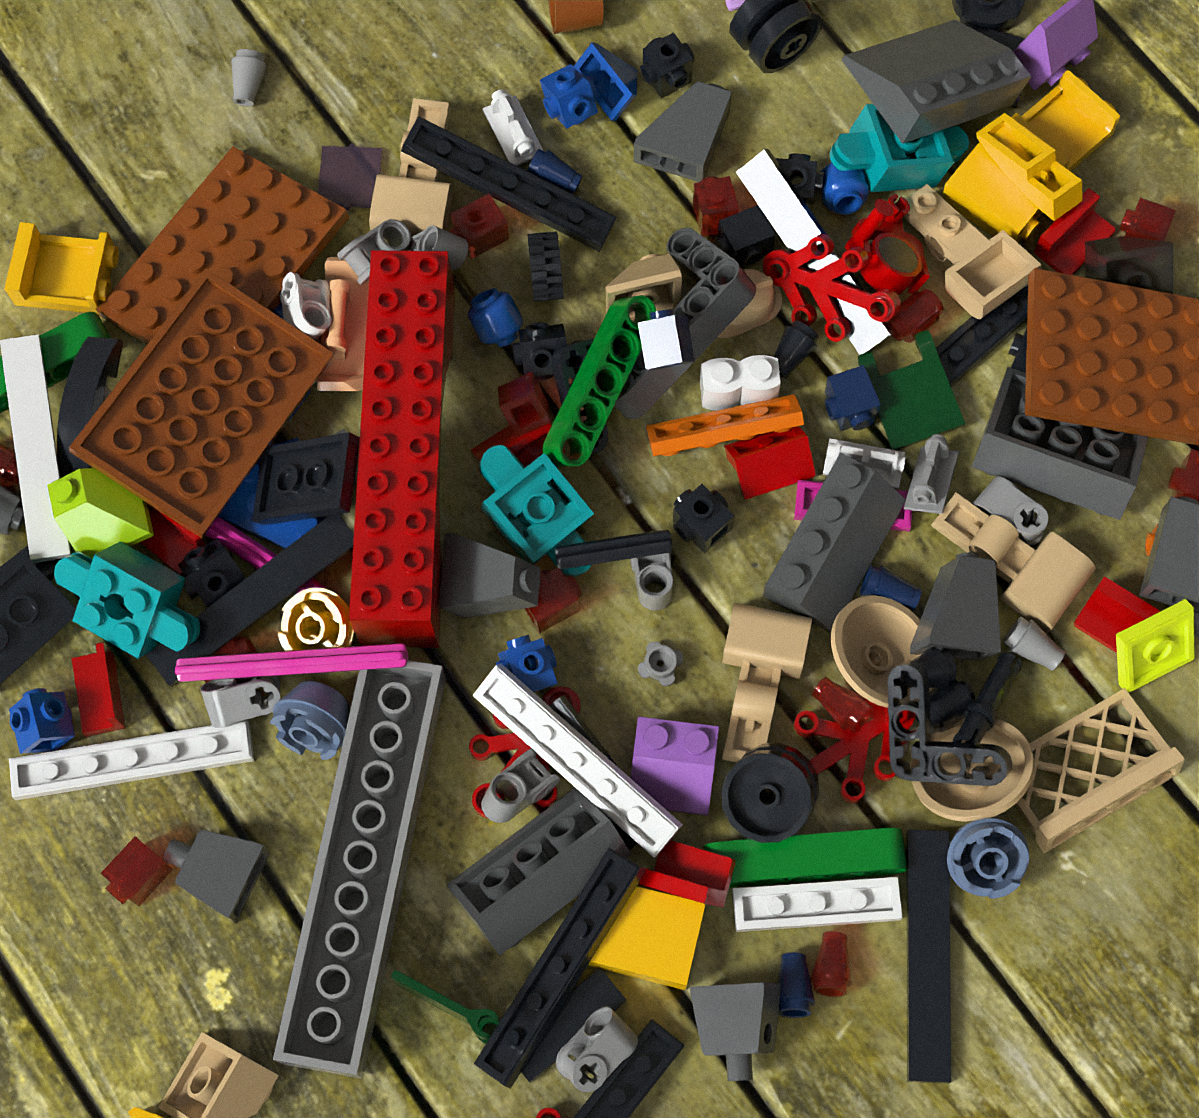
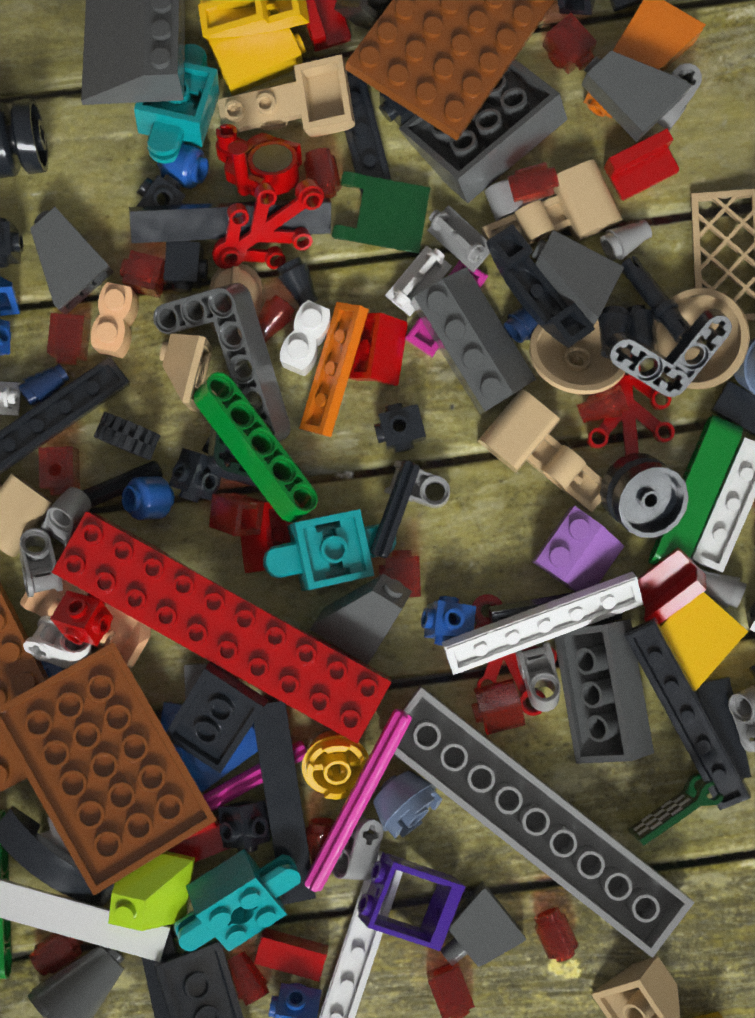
camera: 65 degrees left, 15 degrees up
(52, 660) = (247, 978): none -> clear red cone
(213, 818) = (439, 912): none -> dark purple window
(248, 954) = (555, 934): none -> clear red brick
(341, 306) = (82, 618): none -> red brick
(463, 763) = (498, 707): none -> clear red brick
(483, 280) = (114, 487): none -> black axle
(612, 171) = (68, 338): none -> clear red brick
(647, 202) = (118, 311): none -> light nougat brick
(658, 652) = (503, 519): light grey plate -> none
(666, 340) = (258, 380): brick -> none
(719, 941) = (724, 589): none -> light grey cone
(741, 342) = (274, 316): none -> clear red cone
(851, 399) = (365, 261): dark blue brick -> none
(922, 571) = (533, 289): none -> black slope
(1028, 509) = (533, 183): none -> clear red brick
(1155, 646) = (680, 153): neon yellow tile -> none

